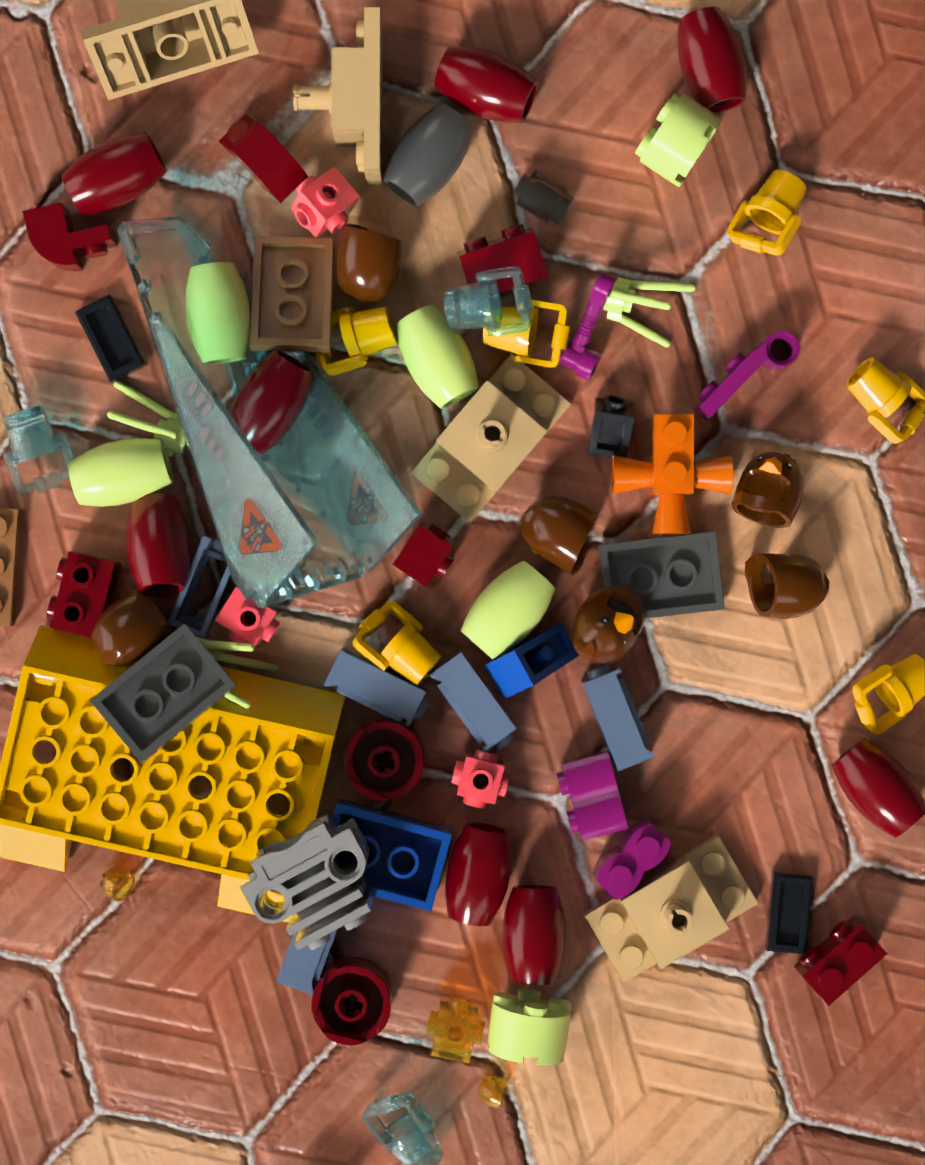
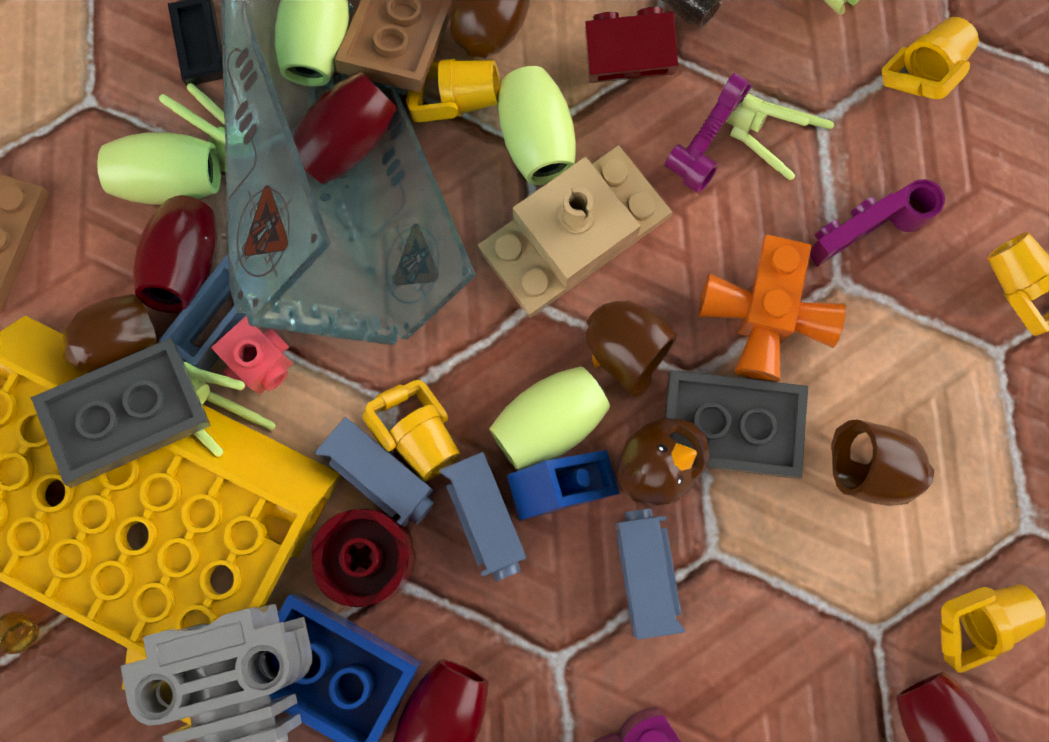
camera: 10 degrees right, 10 degrees down
(30, 438) = (76, 116): clear light blue piece -> none
(83, 593) = (80, 279): dark red brick -> none
(425, 554) = (469, 330): dark red brick -> none
(480, 307) = (596, 71): clear light blue piece -> none
(480, 763) = (483, 594): coral brick -> none
(524, 342) = (631, 118): yellow piece -> none
(593, 796) = (600, 664): magenta brick -> none
(611, 427) = (711, 246): black bracket -> none
(769, 490) = (881, 353): reddish brown piece -> none

